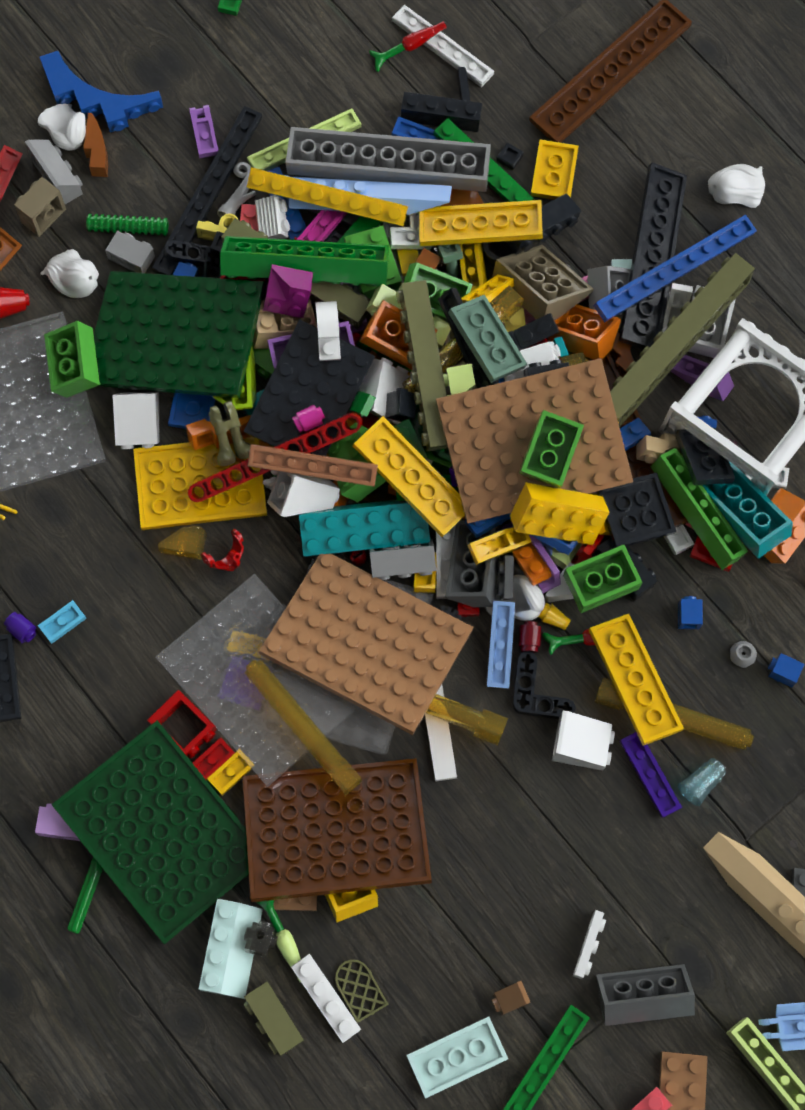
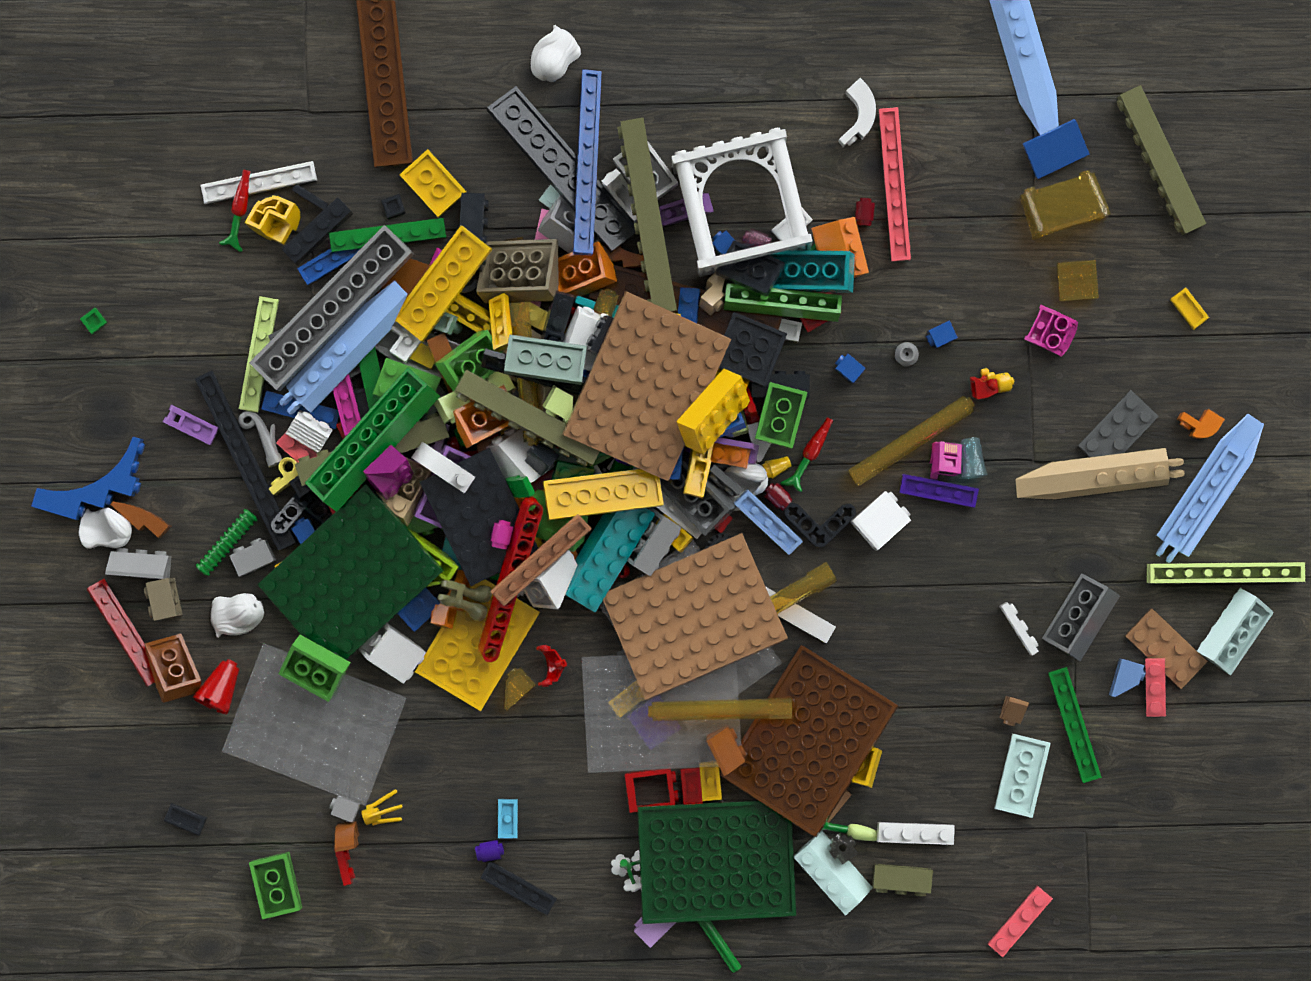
camera: 45 degrees left, 15 degrees up
(93, 754) = (623, 865): none -> white plant
(268, 754) = (726, 749): none -> dark orange slope
(327, 196) = (329, 380): yellow plate -> none
(372, 1011) = (921, 805): olive window -> none
(423, 71) = (274, 218): none -> yellow brick
(551, 449) = (667, 384): bright green brick -> none
(627, 1083) = (1126, 676): none -> medium blue slope
(636, 679) = (868, 449): yellow plate -> none
(683, 757) = (945, 459): none -> dark pink piece
(788, 753) = (990, 384): none -> piece

